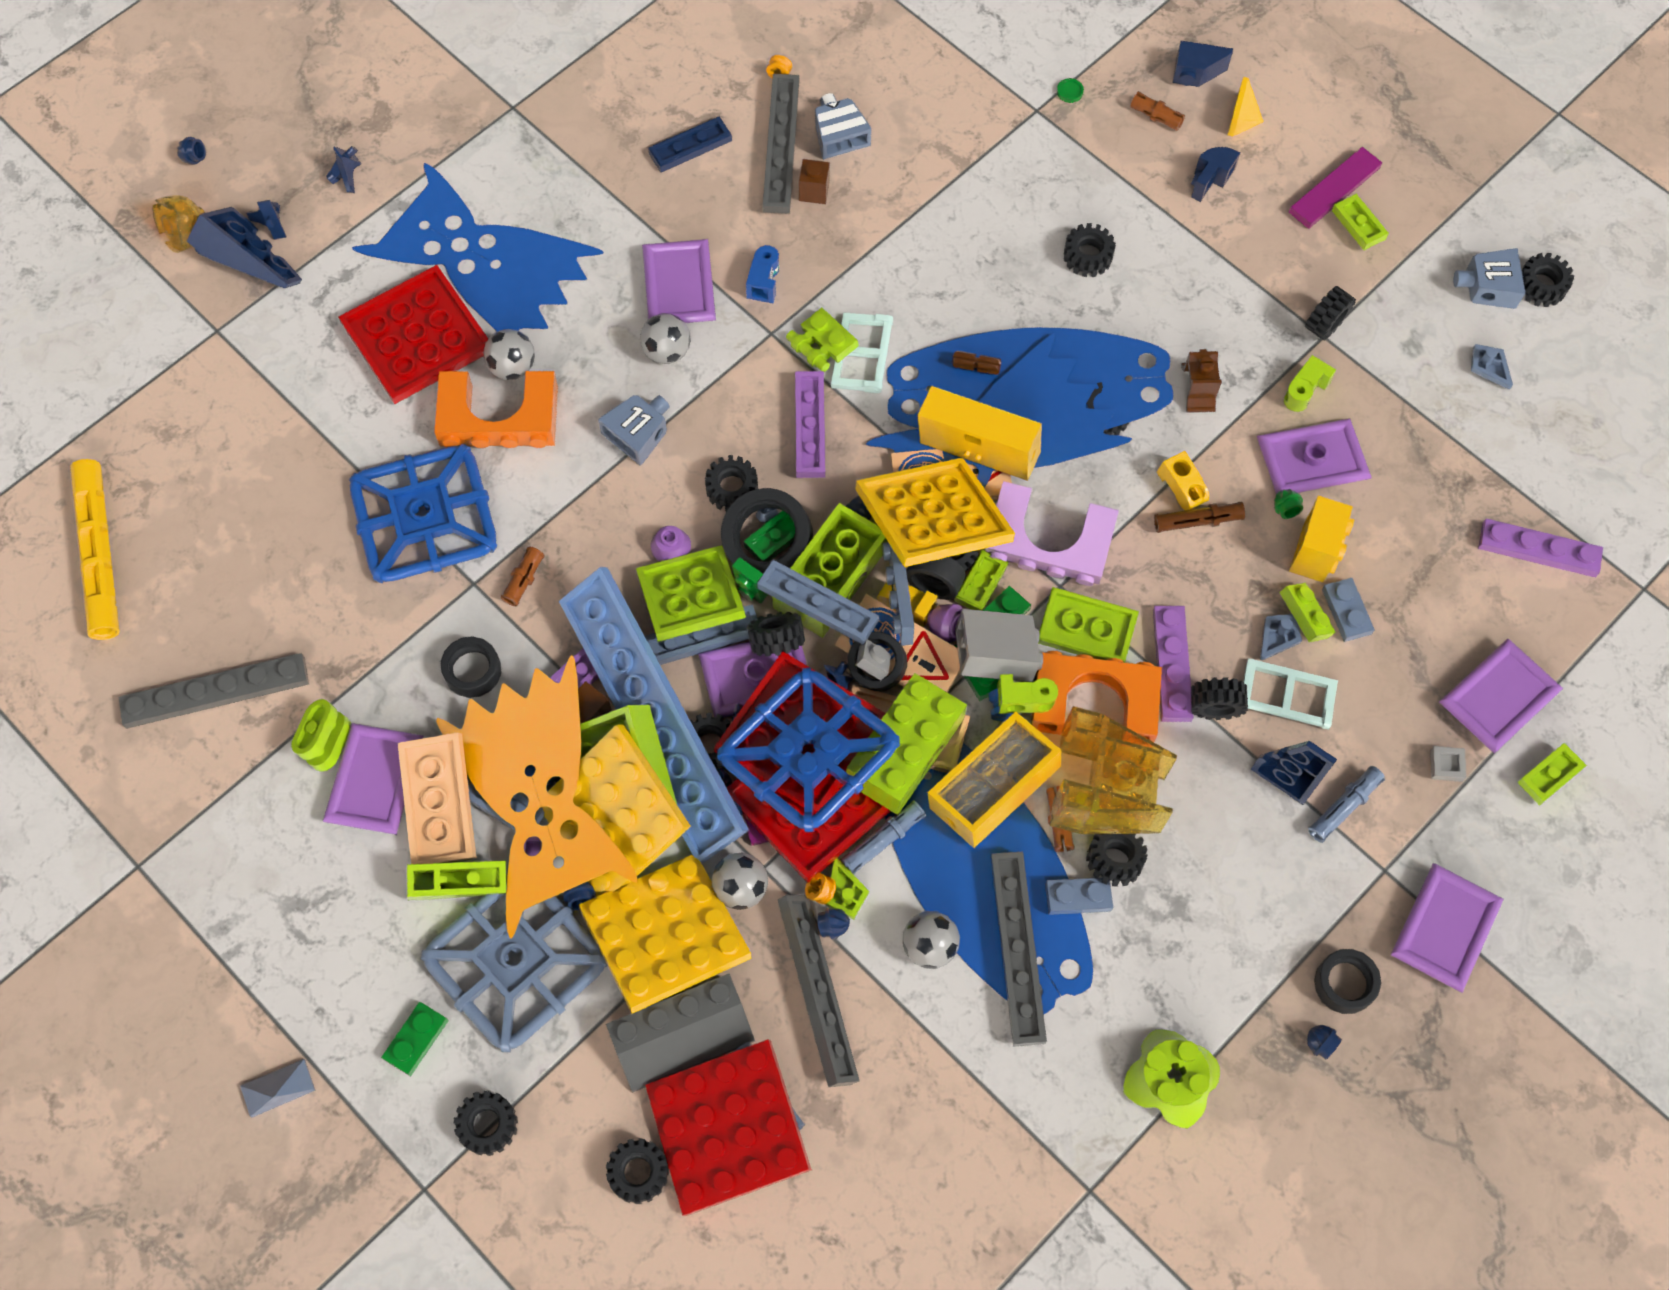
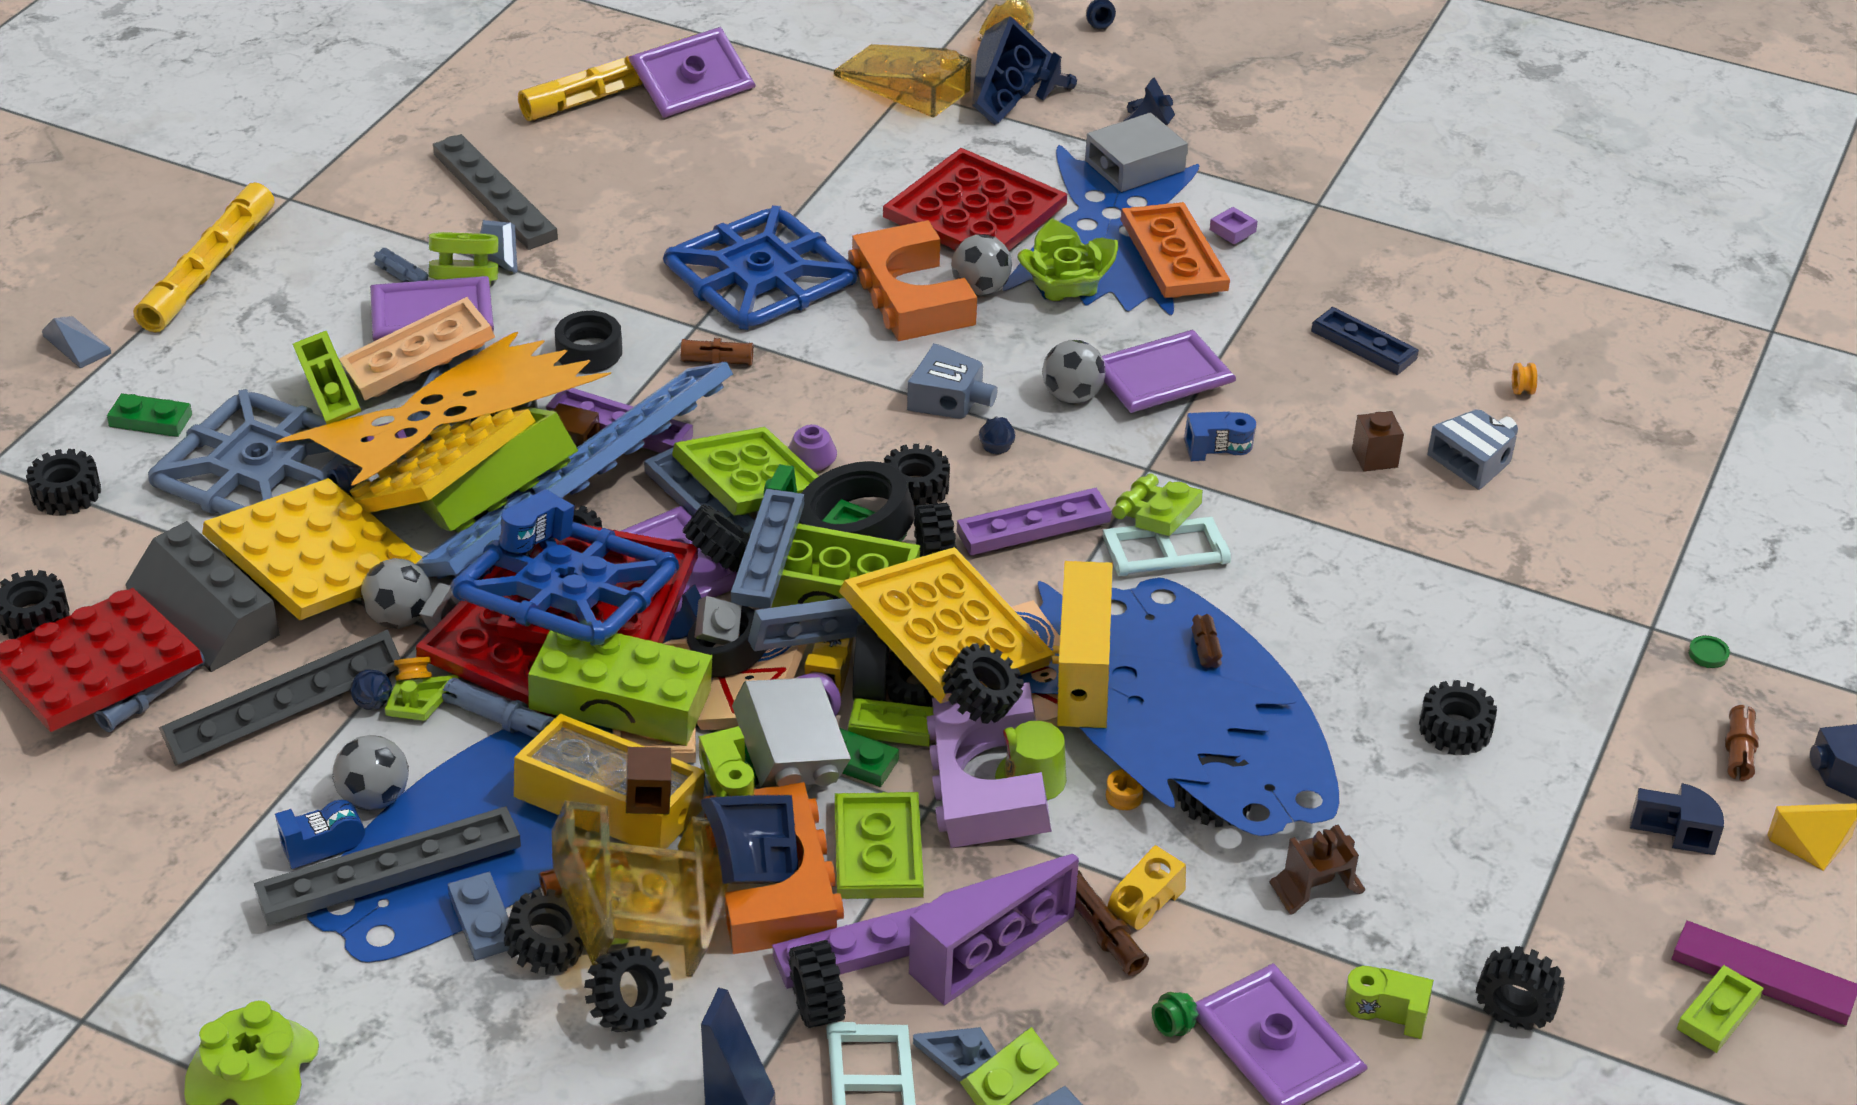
camera: 70 degrees right, 25 degrees down
(123, 484) = (691, 72): none -> medium lavender piece
(203, 322) = (911, 75): none -> clear yellow slope
(210, 953) = (195, 267): none -> yellow piece
(297, 700) = (506, 236): none -> sand blue piece
(298, 791) = (399, 266): none -> sand blue axle
(403, 198) = (1136, 152): none -> light grey brick
(523, 170) = (1233, 225): none -> medium lavender plate
(536, 279) = (1064, 264): none -> lime brick
(537, 220) = (1174, 250): none -> orange plate
(704, 415) = (997, 435): none -> dark blue plate
(758, 761) = (535, 521): none -> blue leg
(766, 853) = (438, 605): none -> light grey plate
(781, 144) = (1421, 404): dark grey plate -> none
(819, 491) = (934, 528): none -> black tyre
(970, 989) = (319, 832): none -> blue leg
(1015, 507) = (980, 664): none -> black tyre
(1037, 747) = (648, 780): none -> reddish brown brick
(1054, 509) = (1035, 749): none -> lime hat
(1087, 472) = (1123, 791): none -> light orange bush
(1095, 698) = (753, 837): none -> dark blue plate
(1193, 815) = (607, 992): none -> black tyre
(1207, 593) = (988, 924): none -> medium lavender slope
(1322, 539) = (1125, 1045): yellow brick -> none

